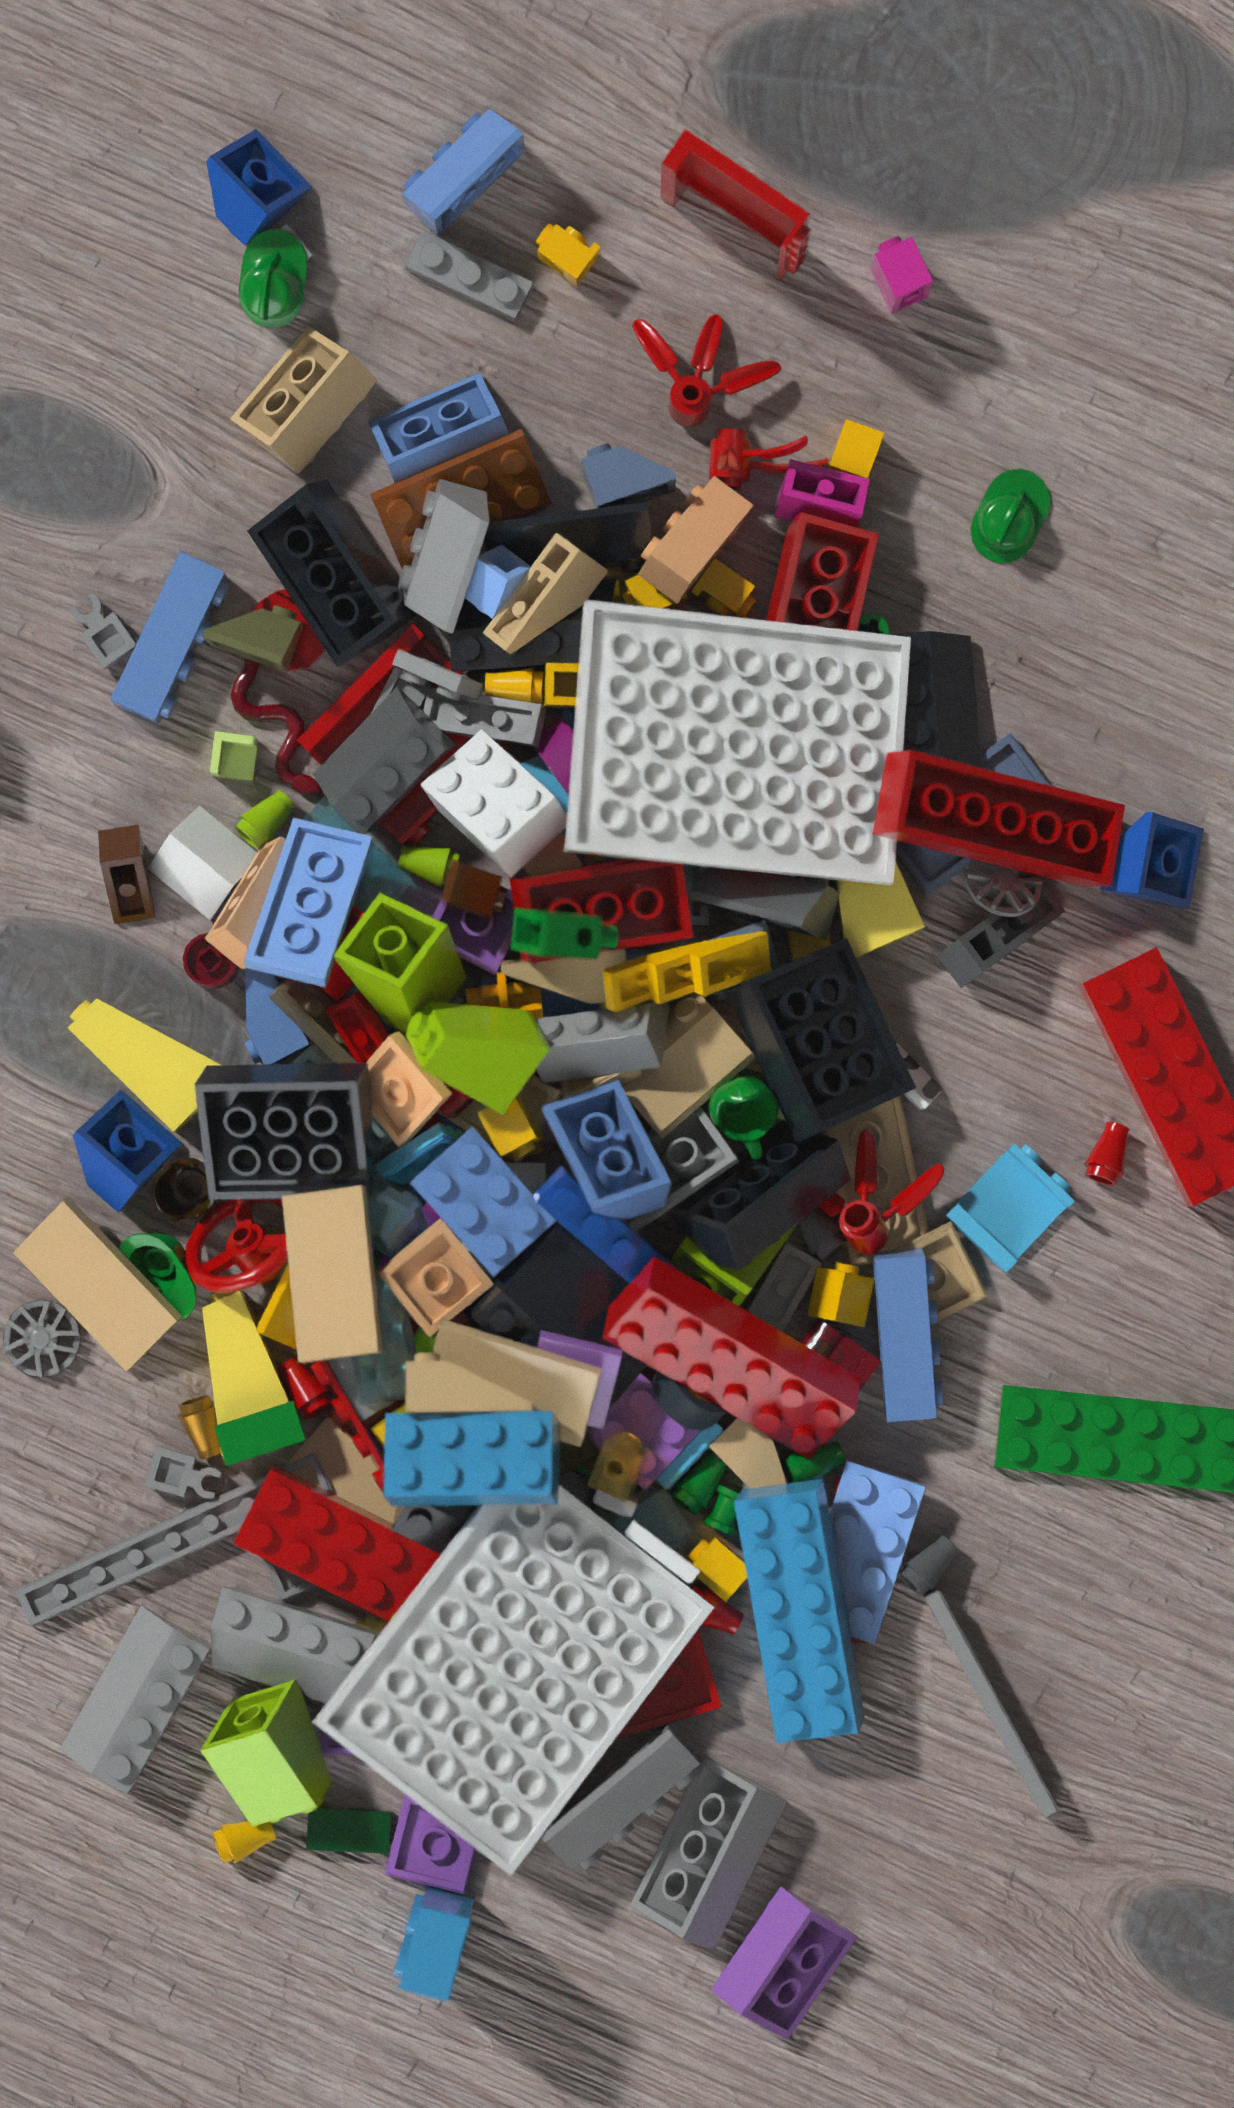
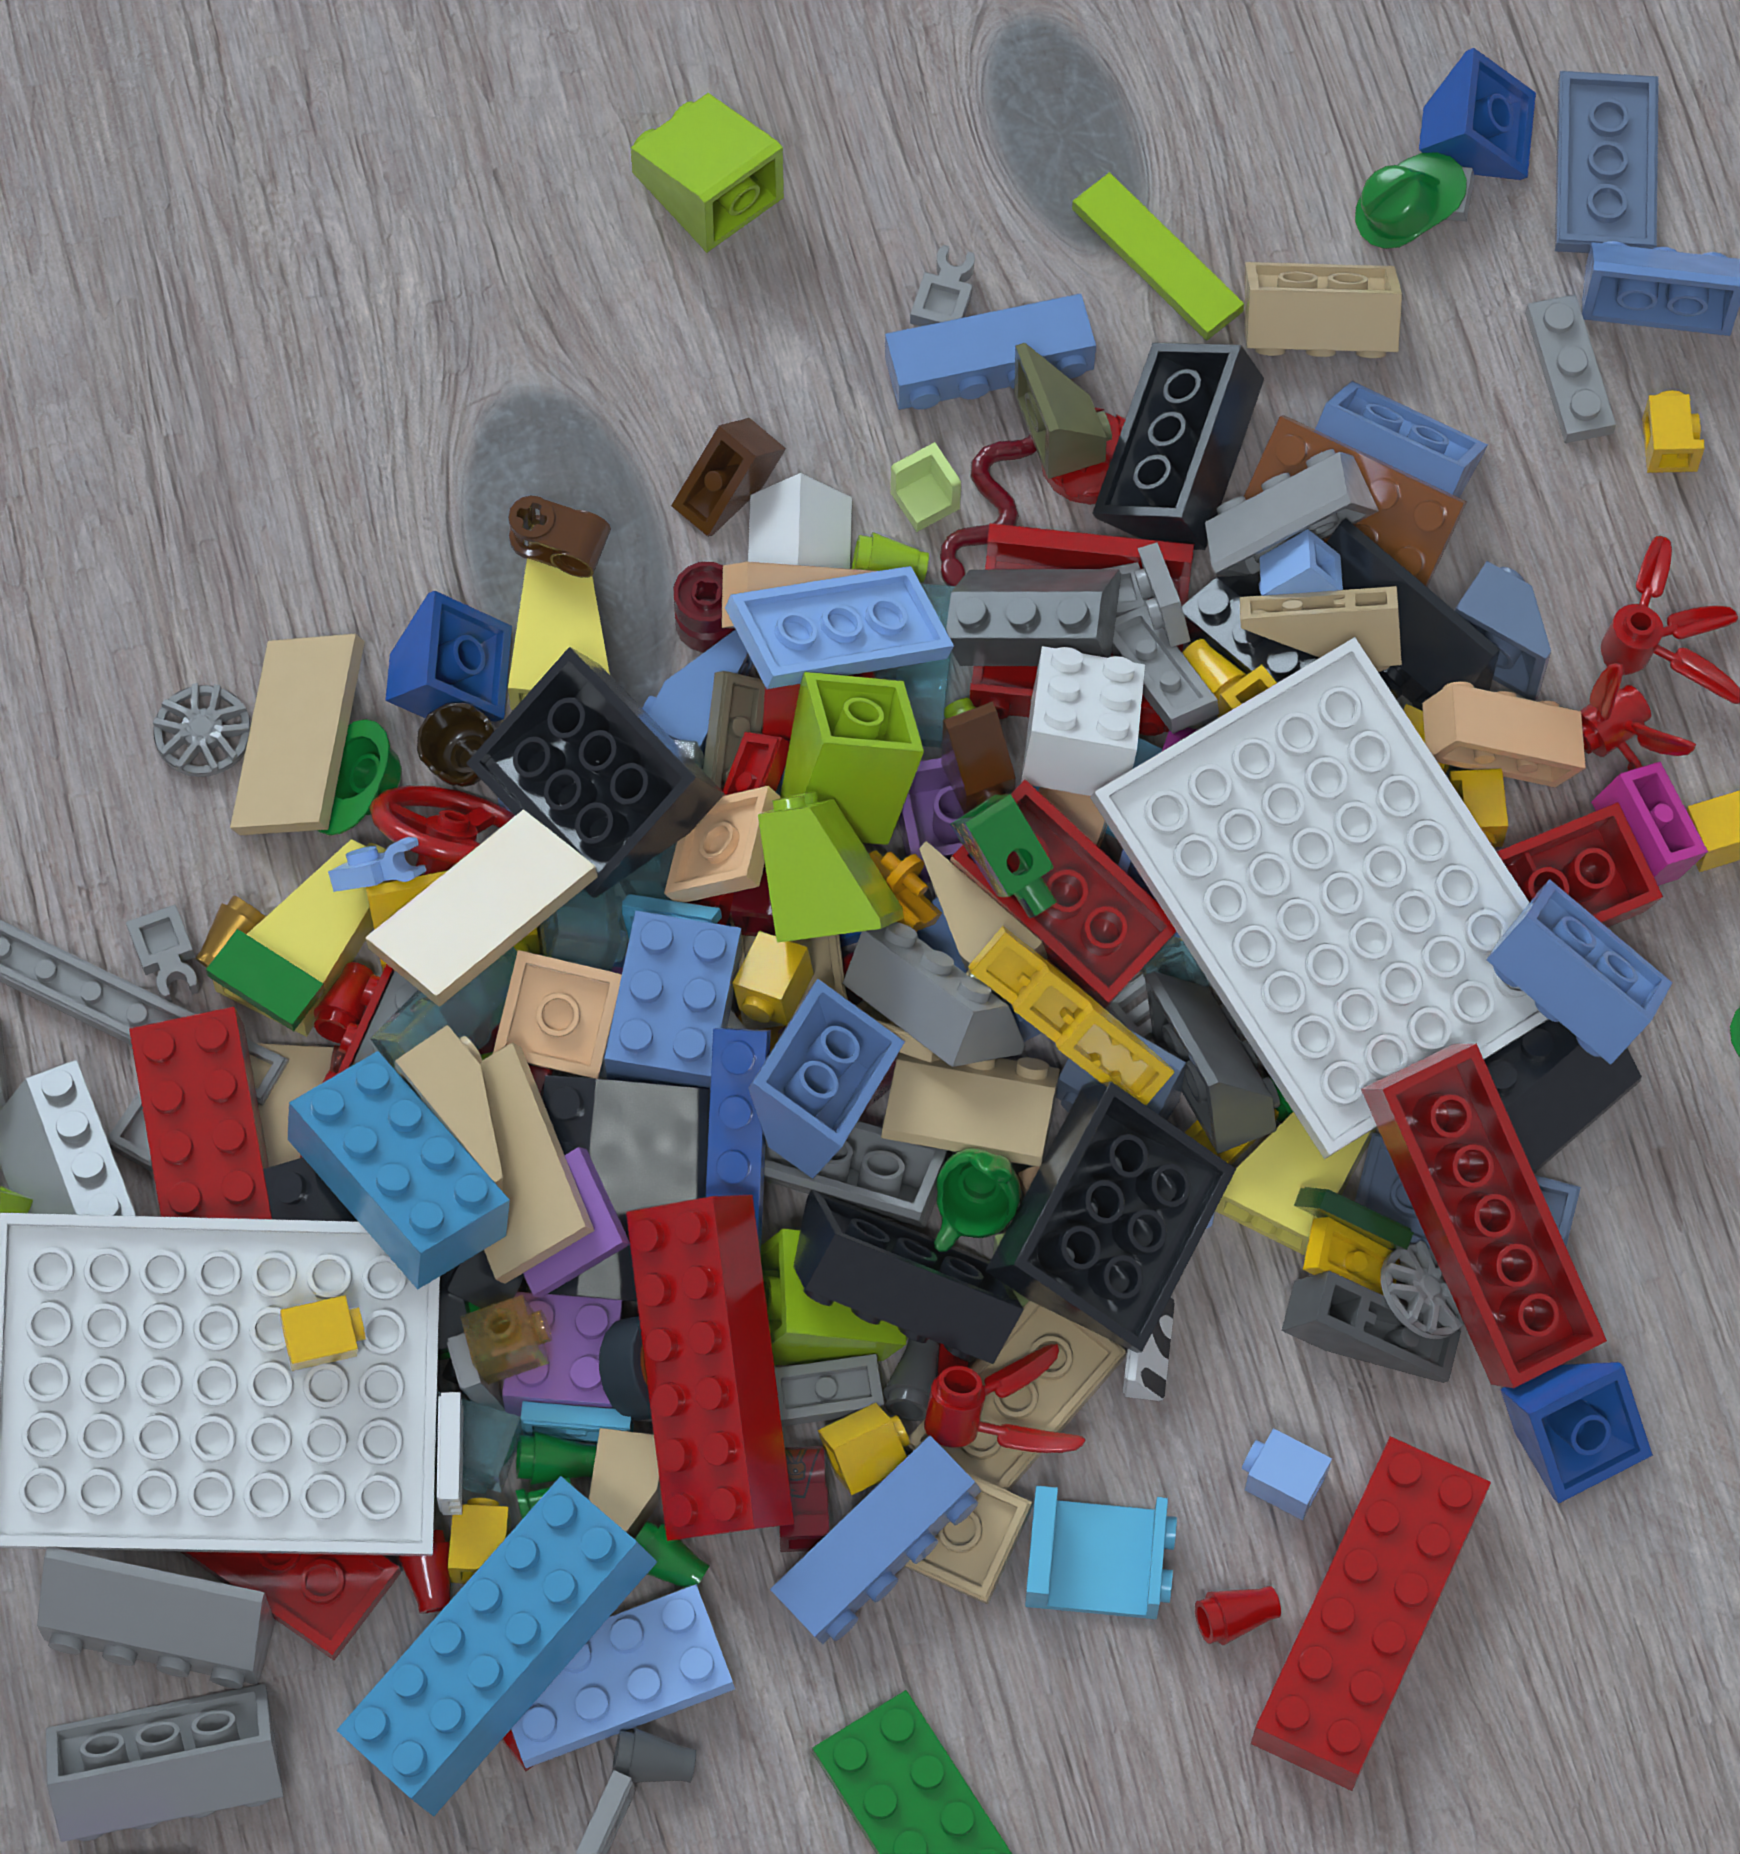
camera: 50 degrees right, 20 degrees down
(104, 1017) = (560, 535): none -> reddish brown piece
(181, 472) = (1158, 256): none -> lime tile
(242, 1316) = (369, 868): none -> light blue plate
(343, 127) = (1606, 160): none -> sand blue tile
(540, 1581) = (321, 1332): none -> yellow brick
(900, 636) = (1579, 973): none -> medium blue slope
(934, 894) = (1355, 1216): none -> dark green tile
(951, 916) = (1346, 1253): none -> yellow plate
(1048, 1057) = (1285, 1473): none -> light blue brick

